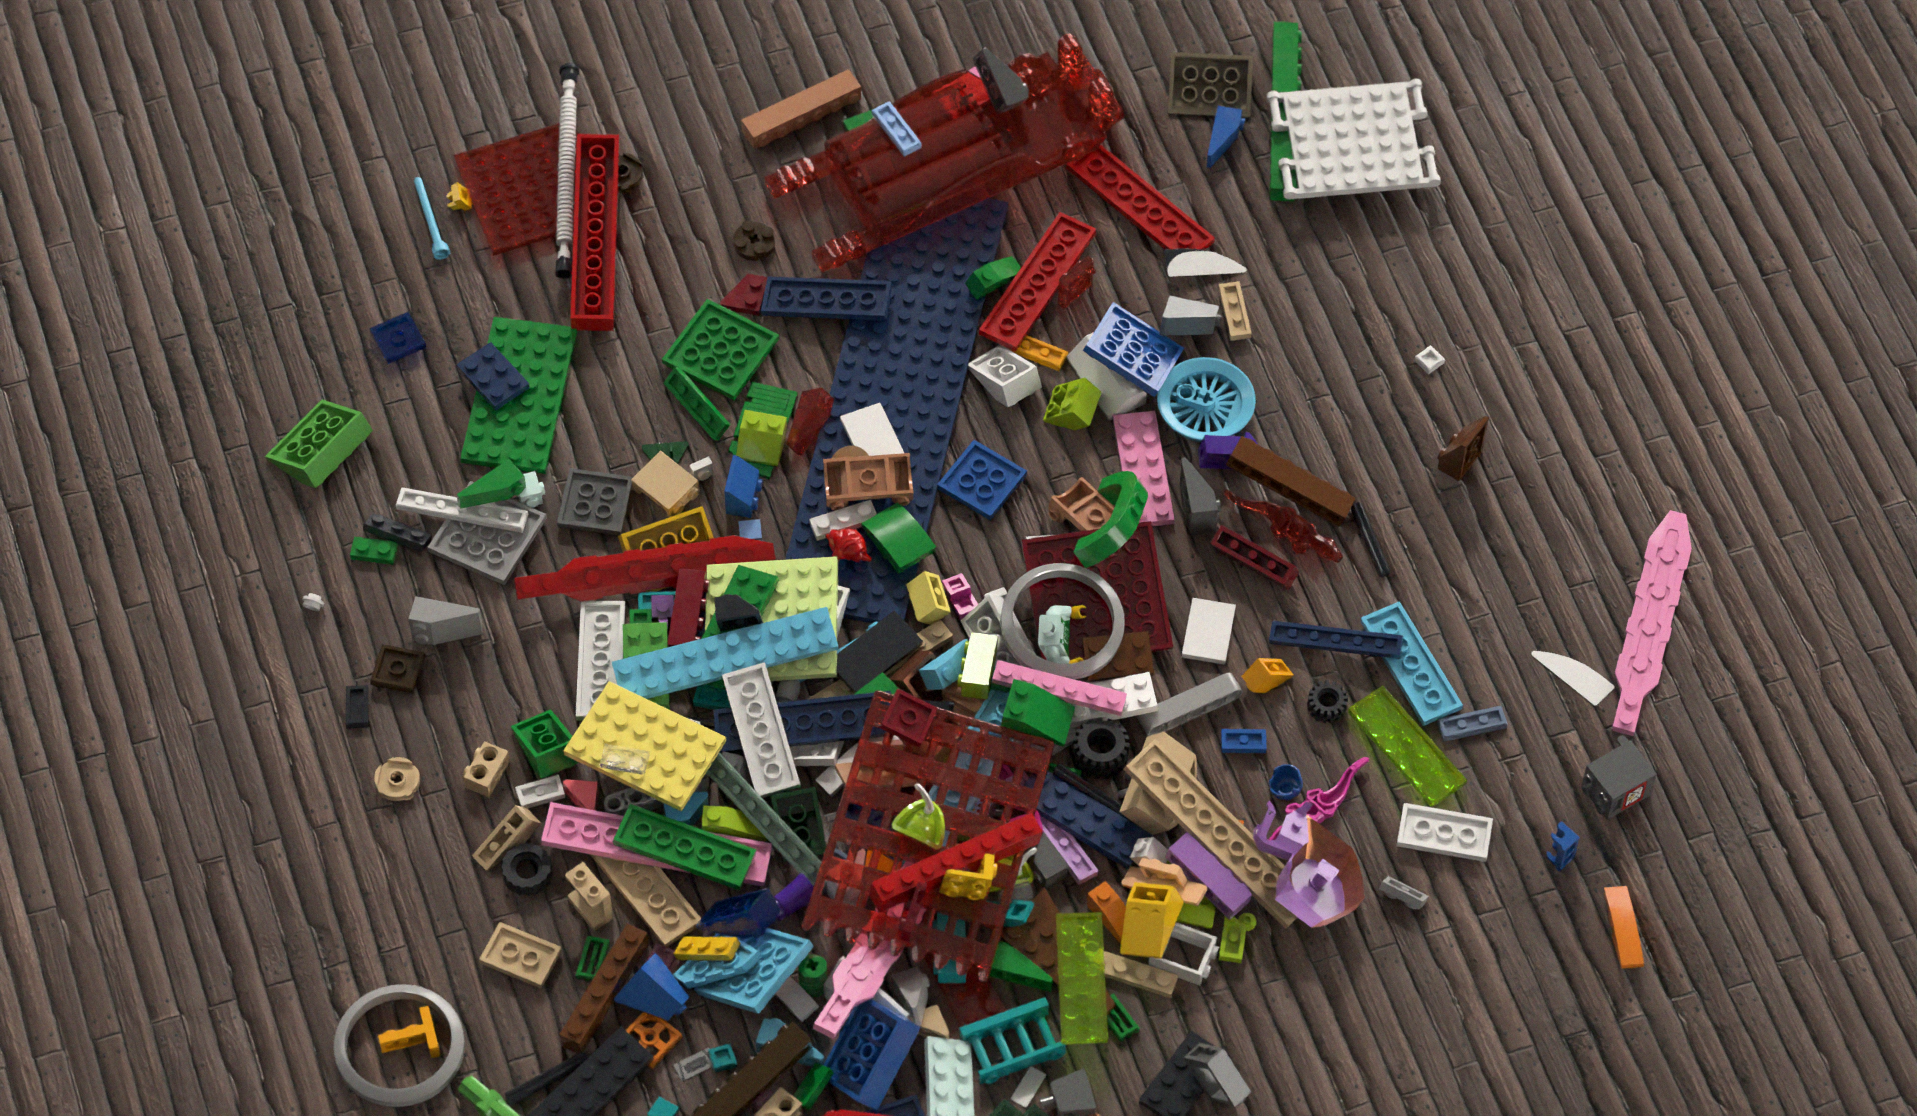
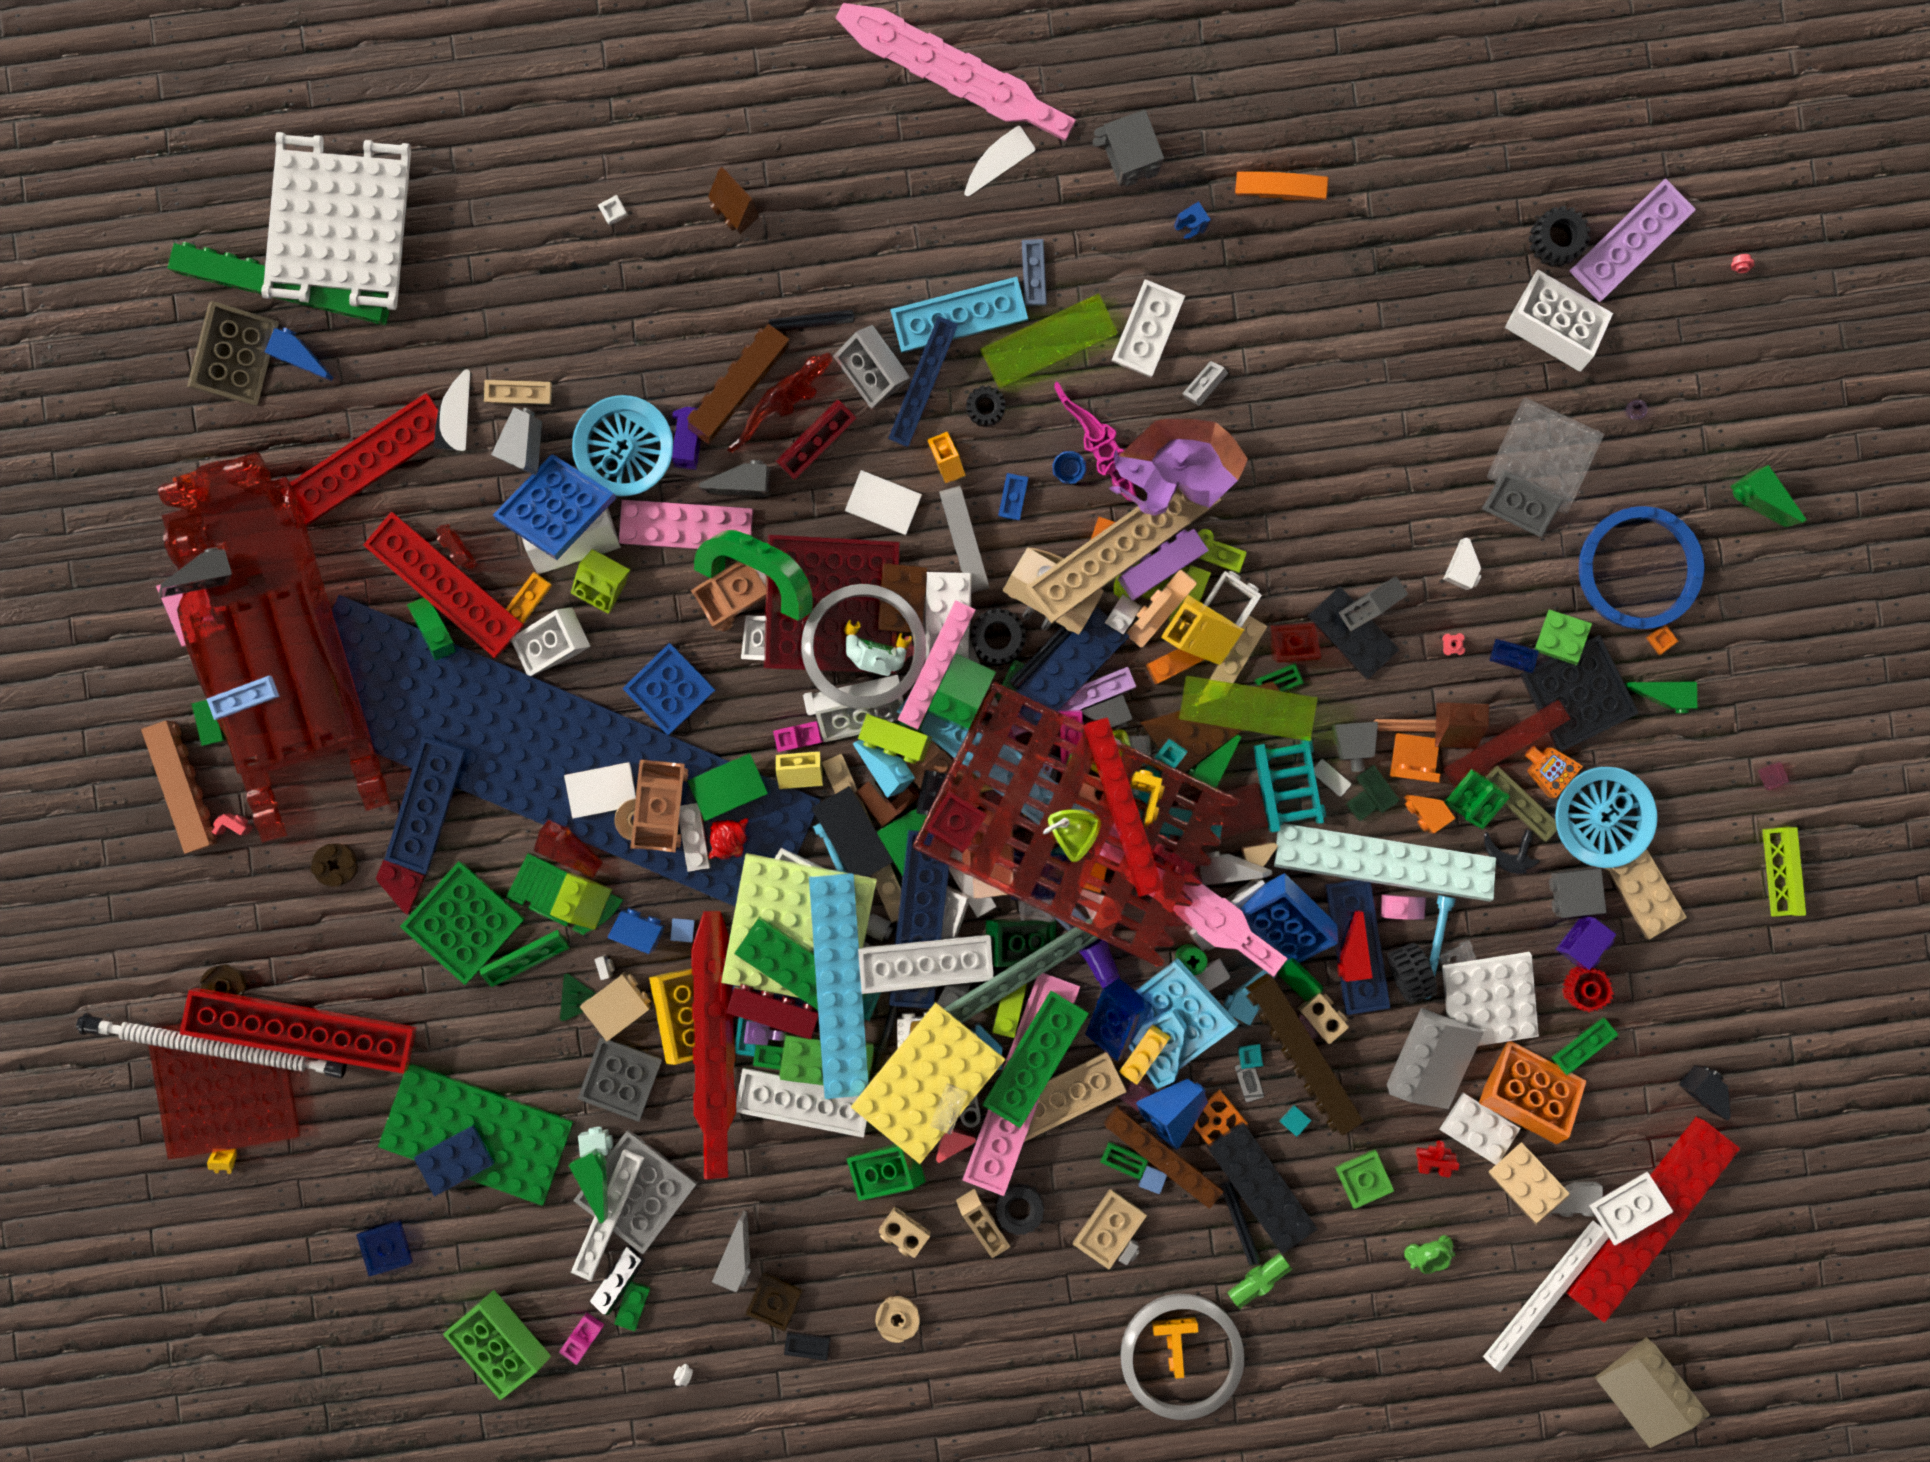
camera: 75 degrees left, 30 degrees up
(334, 513) = (581, 1338): none -> dark pink slope
(440, 248) = (283, 1190): medium azure piece -> none
(500, 975) = (1129, 1252): none -> light grey plate
(540, 792) = (938, 1184): white plate -> none
(576, 987) = (1152, 1179): none -> medium blue tile
(589, 897) = (1069, 1159): tan panel -> none
(735, 613) = (795, 970): black slope -> none
(777, 153) = (235, 823): none -> coral bracket
(1160, 1020) = (1294, 642): none -> clear red slope
(1340, 595) = (871, 366): none -> light grey slope

